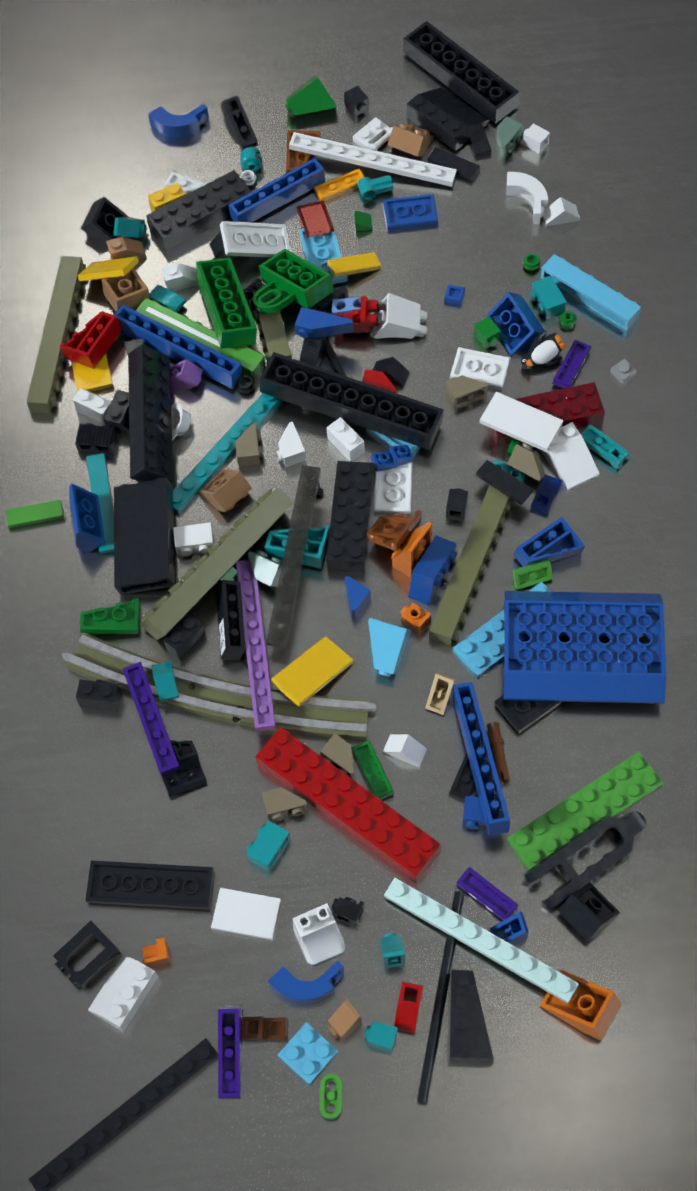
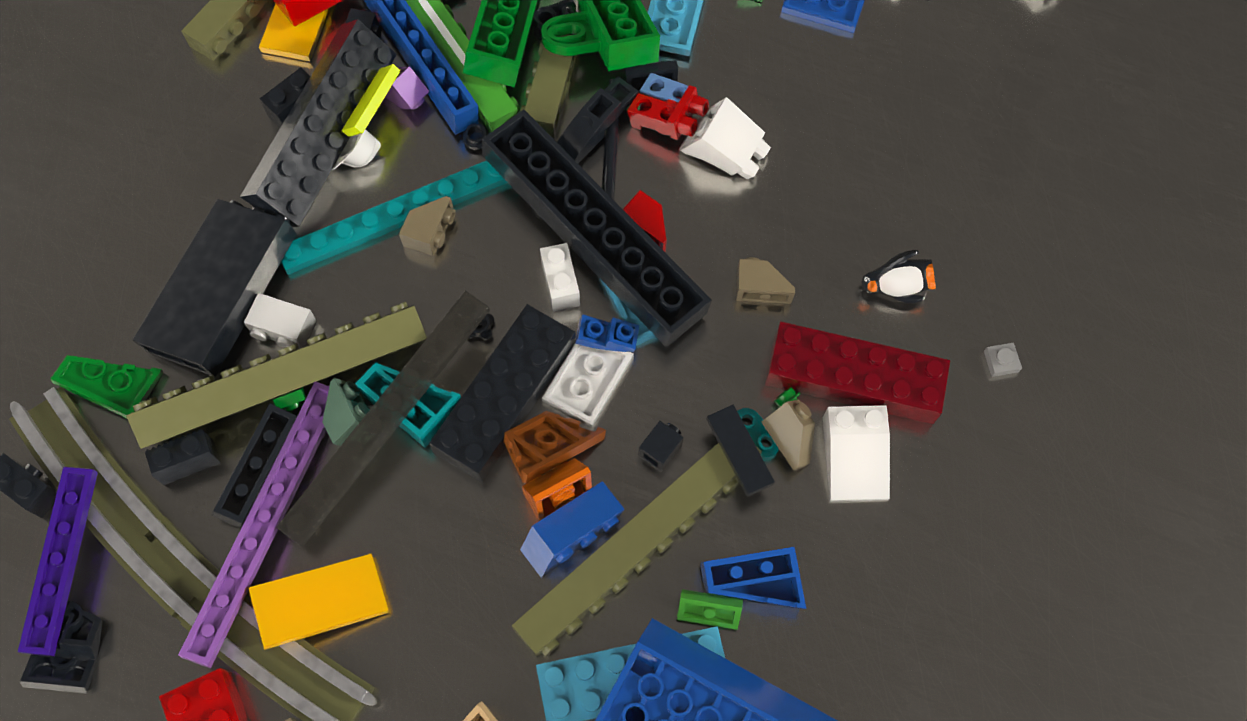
camera: 20 degrees right, 5 degrees up
(34, 514) = (107, 186): bright green tile -> none
(86, 518) = (153, 223): blue slope -> none
(91, 405) = (259, 69): white brick -> none
(96, 438) = (242, 120): black brick -> none
(100, 485) = (208, 188): teal tile -> none
(165, 681) = (110, 512): teal slope -> none
(175, 388) = (371, 100): none -> neon yellow tile
(225, 489) = (362, 272): medium nougat slope -> none
(290, 447) = (482, 251): white slope -> none
(320, 324) = (609, 100): blue slope -> none
(354, 264) = (708, 37): yellow tile -> none
(357, 595) = (444, 516): blue slope -> none
(387, 645) = (444, 614): medium azure slope -> none
(393, 370) = (678, 209): black slope -> none
(418, 622) = (513, 600): orange brick -> none
(454, 294) = (822, 139): blue tile -> none
(481, 367) = (803, 260): white tile -> none
(487, 332) = (837, 214): green brick -> none
(516, 323) = (883, 219): blue slope -> none
(521, 421) = (811, 371): white tile -> none
(529, 188) = (1003, 38): white arch -> none
(531, 262) = (953, 142): green plate -> none
(546, 494) = (796, 493): clear blue slope -> none
(548, 297) = (949, 203): teal brick -> none
(561, 212) = (1030, 90): white slope -> none
(567, 323) = (959, 252): green plate -> none
(572, 364) = (932, 316): dark purple plate -> none
(591, 292) = (1014, 223): medium azure brick -> none
(604, 446) = (917, 461): teal plate -> none

